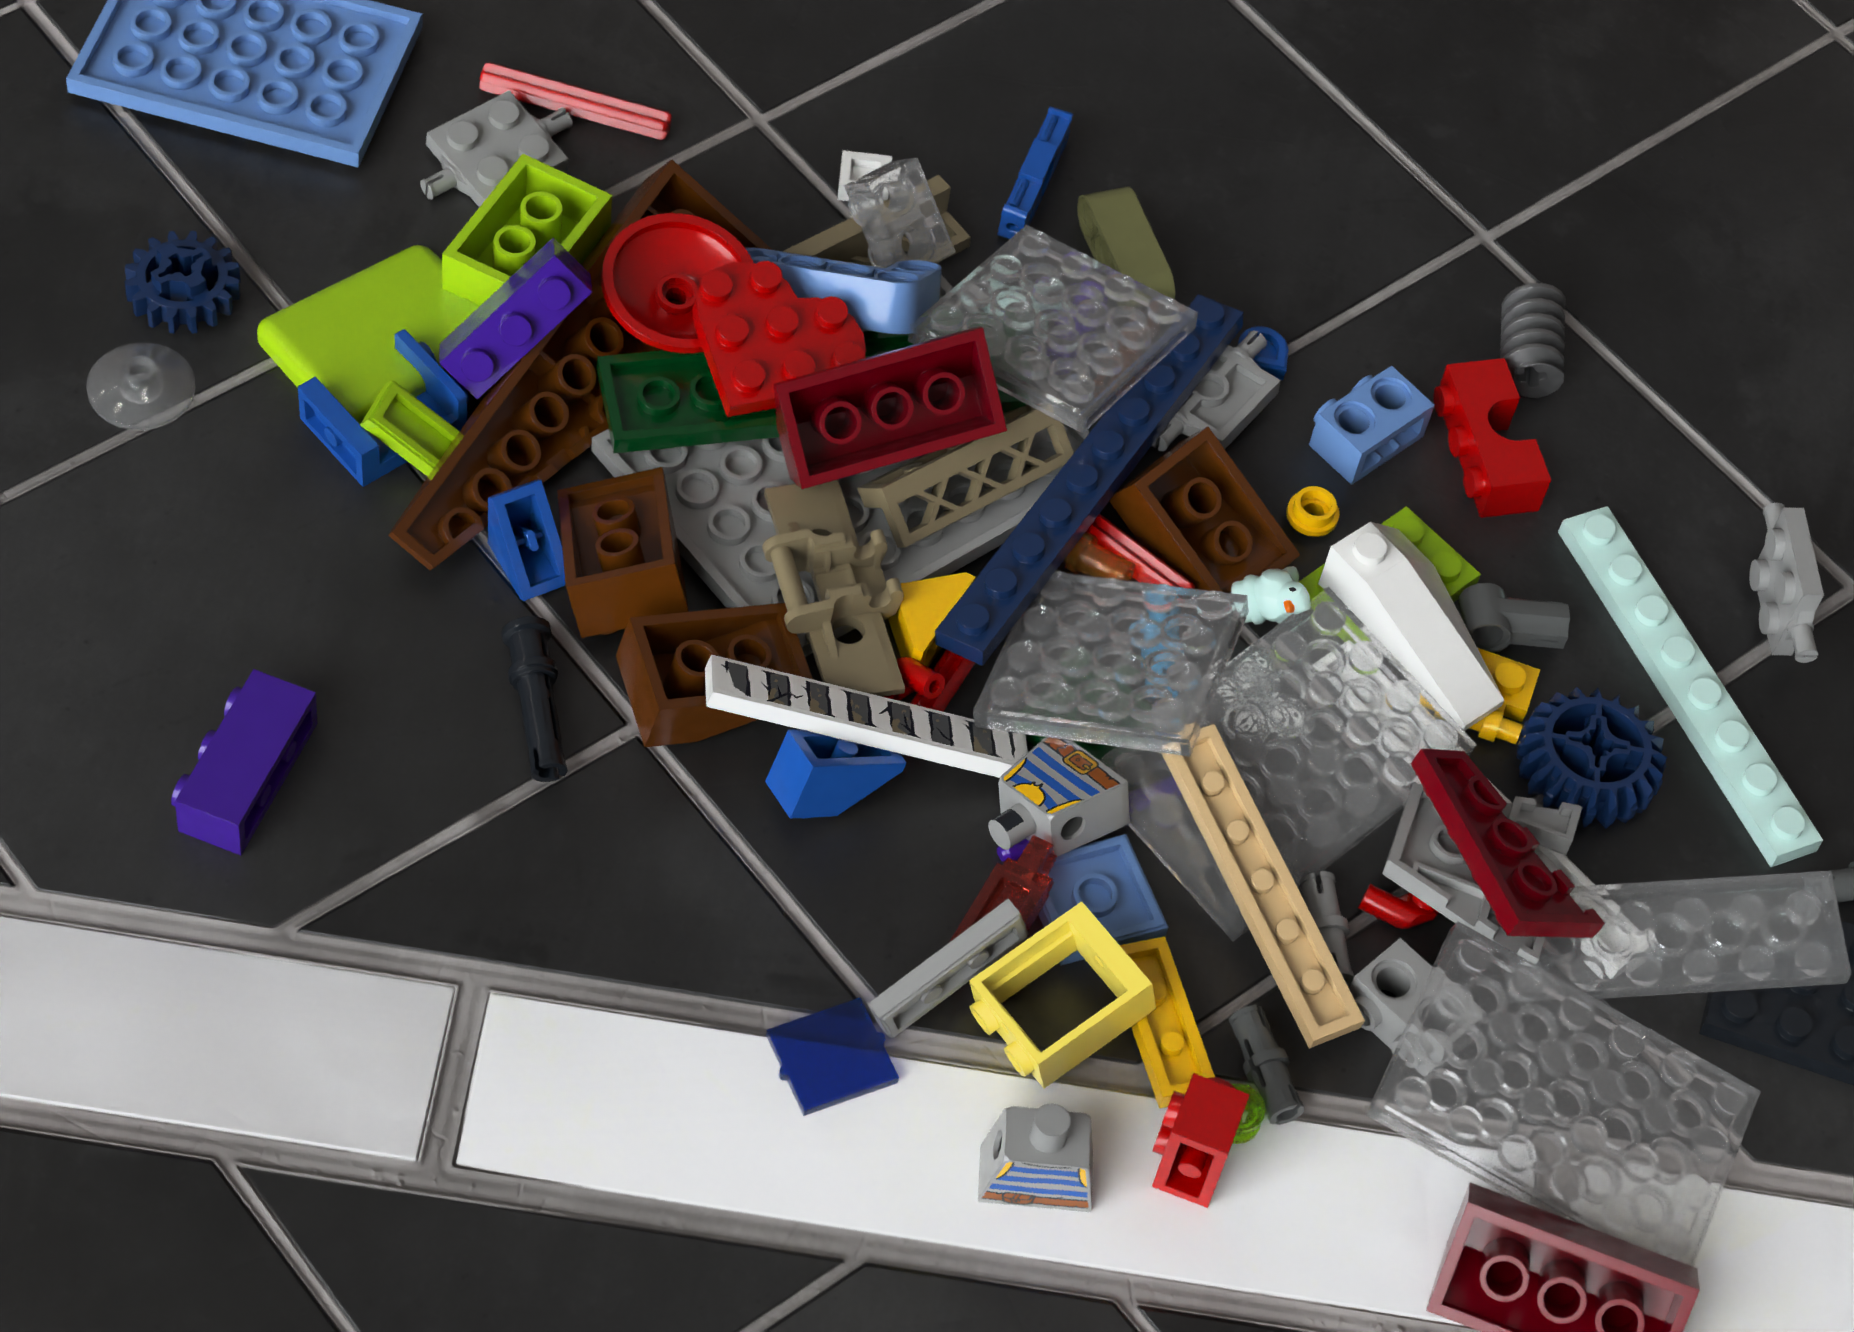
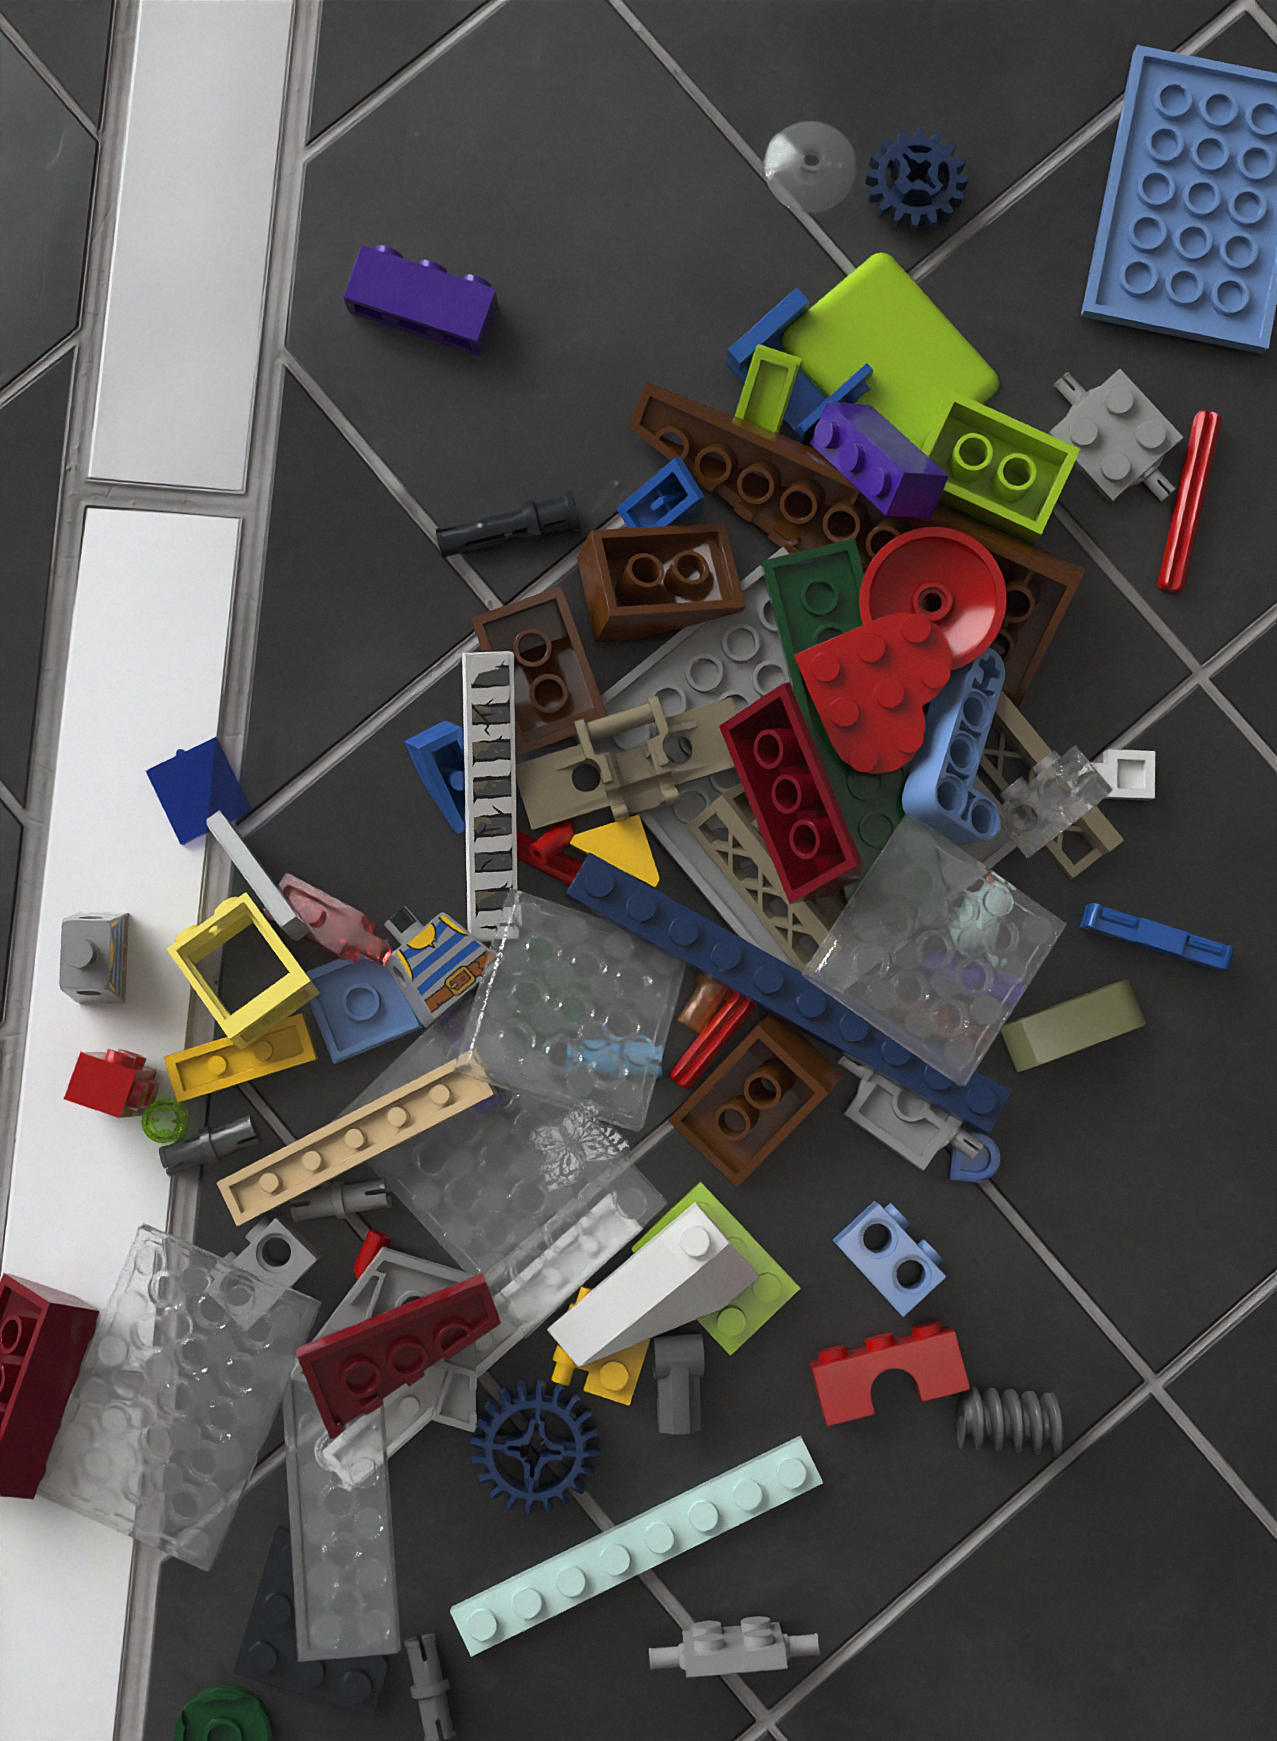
camera: 95 degrees right, 30 degrees up
(1273, 595) = (670, 1156): light aqua animal -> none
(1317, 502) = (797, 1211): yellow plate -> none

